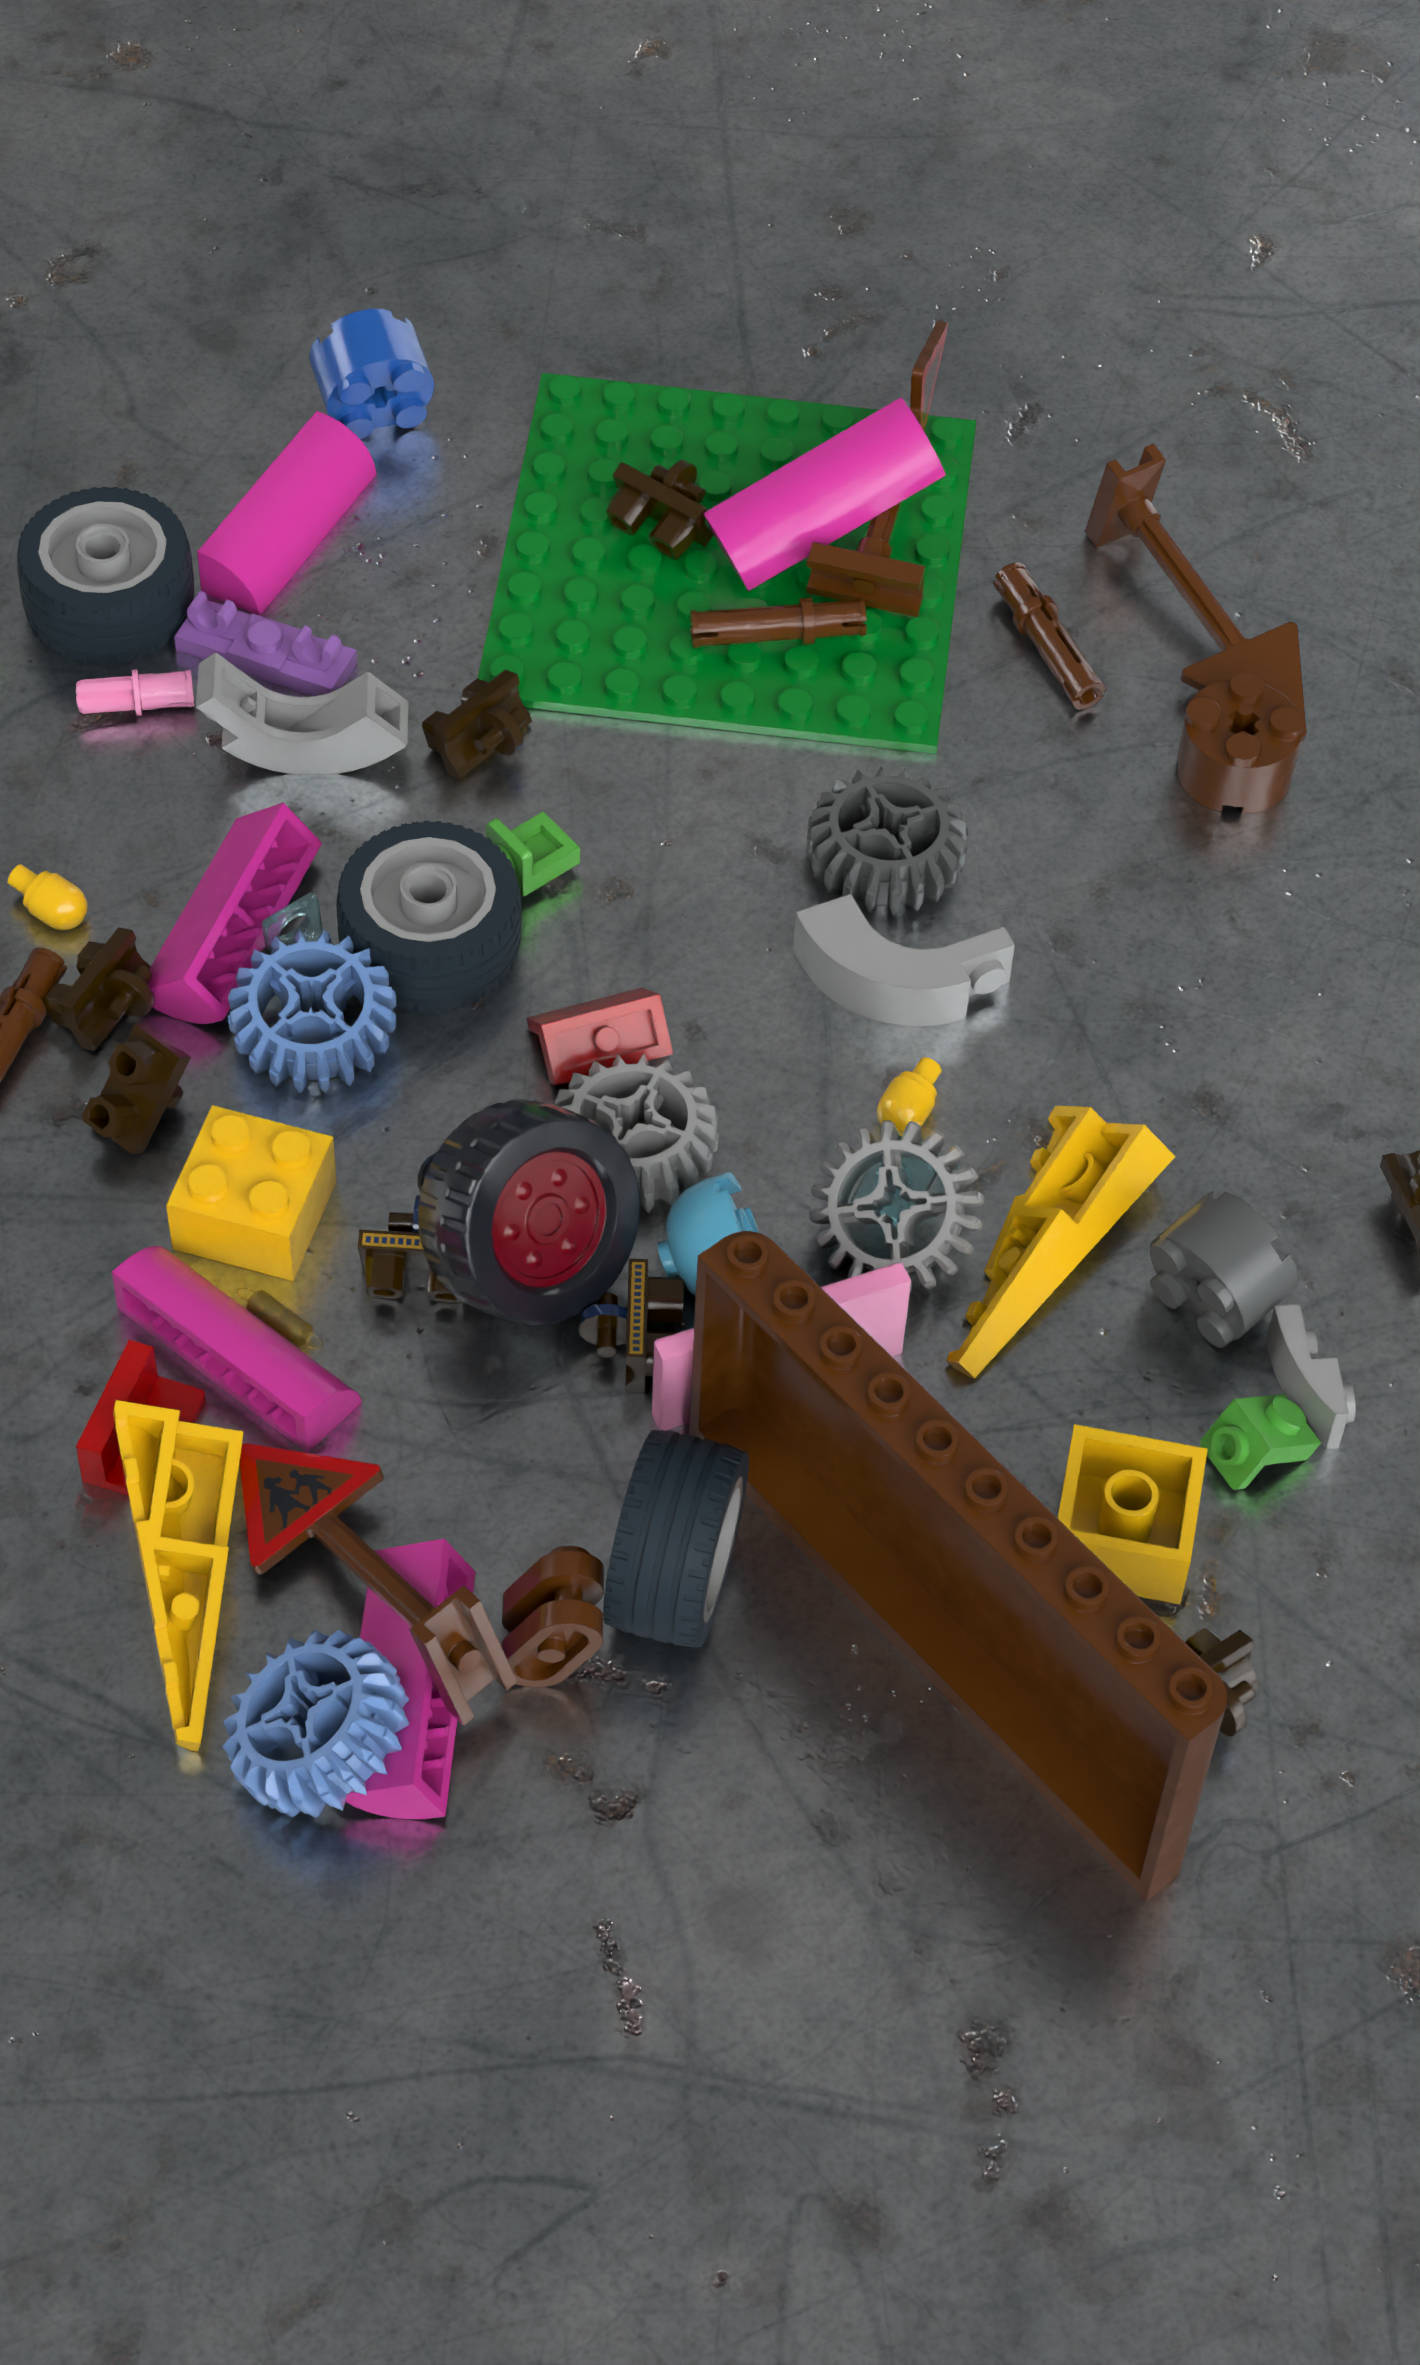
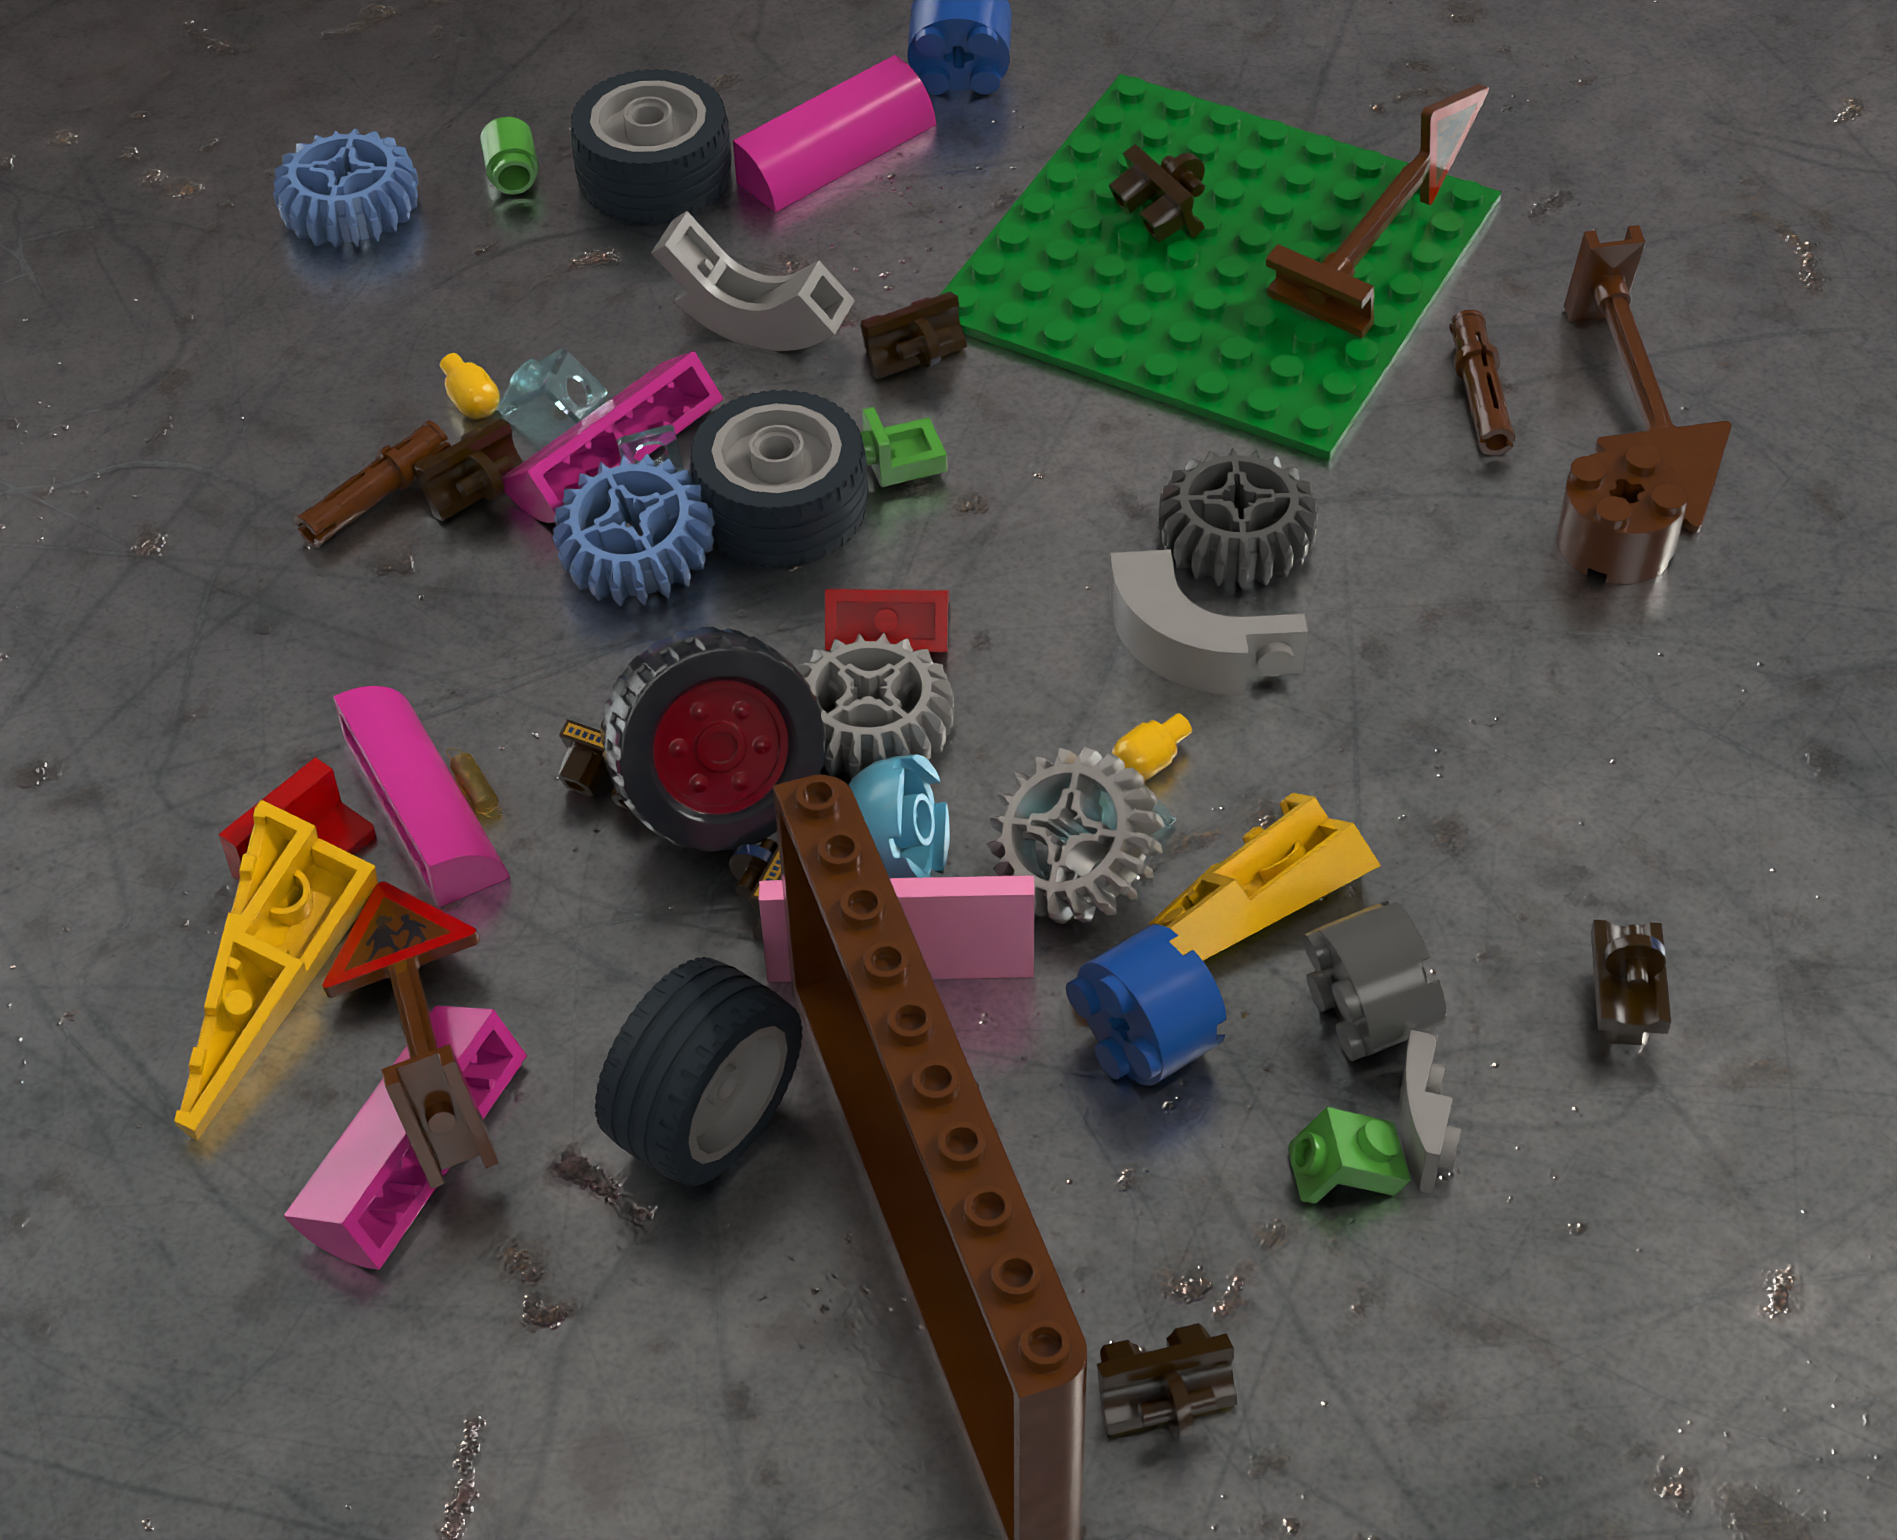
camera: 25 degrees right, 5 degrees down
(133, 868) = (550, 378): none -> clear light blue bracket
(135, 692) = (617, 242): bright pink axle -> none
(138, 1089) = (450, 554): dark brown hips -> none
(252, 1193) = (499, 667): yellow brick -> none
(265, 647) = (758, 231): medium lavender plate -> none
(316, 1723) = (290, 1141): medium blue gear -> none
(553, 1616) = (553, 1114): reddish brown brick -> none
(778, 623) = (1223, 310): reddish brown pin -> none
(825, 493) = (1308, 205): dark pink brick -> none
(1038, 1353) = (1148, 1006): none -> blue brick
(1135, 1506) = (1166, 1186): yellow brick -> none

